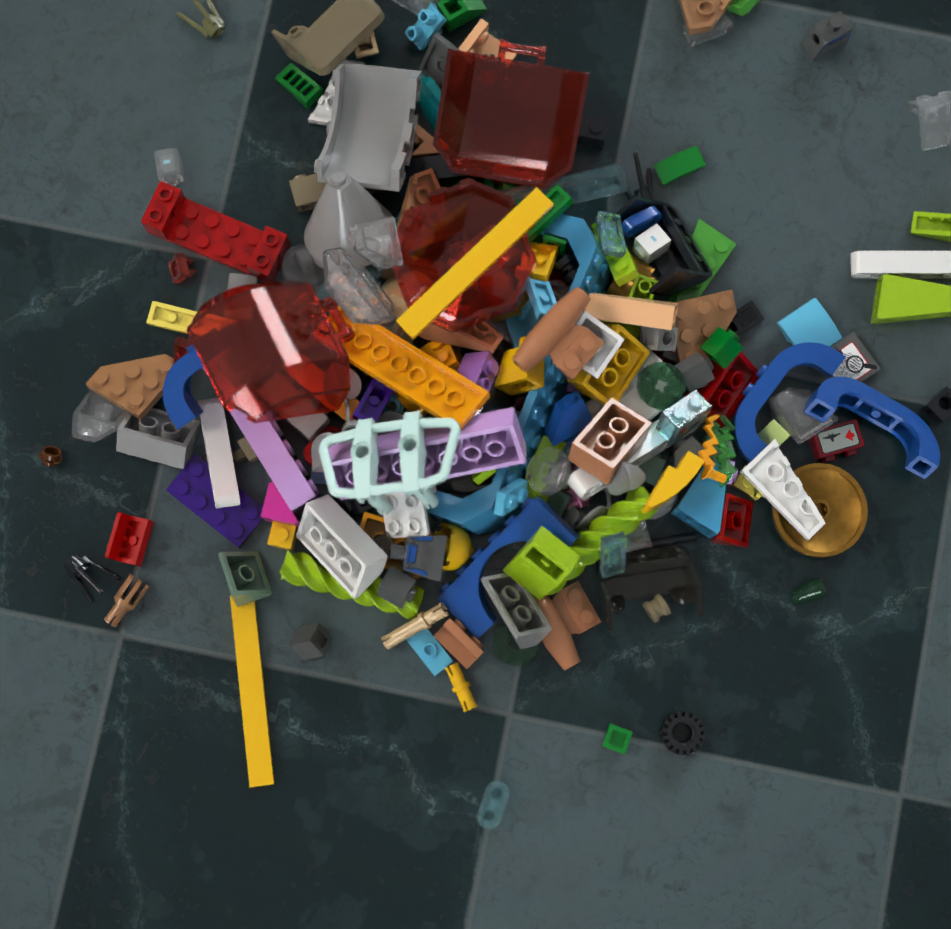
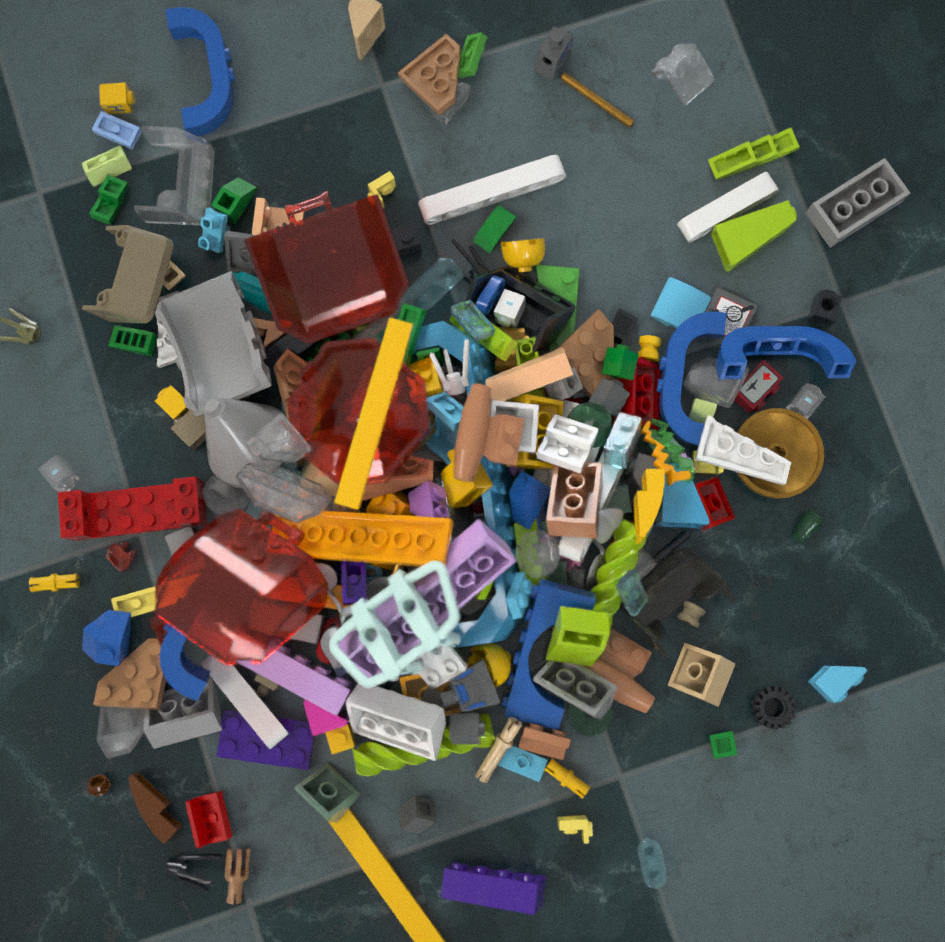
camera: 25 degrees left, 0 degrees up
(86, 503) = (153, 807): none -> reddish brown slope
(111, 259) = (54, 582): none -> yellow pin
(131, 332) = (108, 638): none -> blue slope
(303, 158) = (171, 402): none -> yellow brick
(341, 742) = (493, 888): none -> dark purple wedge
(441, 729) = (572, 824): none -> light yellow bracket
(562, 278) = (454, 383): none -> white plant
(599, 70) = (382, 186): none -> light yellow bracket
(631, 388) = (567, 443): none -> white slope
(634, 666) = (701, 674): none -> tan slope
(693, 201) = (523, 253): none -> yellow cylinder
(698, 128) = (492, 189): none -> white beam
(752, 741) = (835, 681): none -> medium azure slope
(758, 351) = (649, 348): none -> yellow wheel
(843, 100) = (596, 99): none -> pearl gold bar
(874, 478) = (806, 400): none -> clear brick

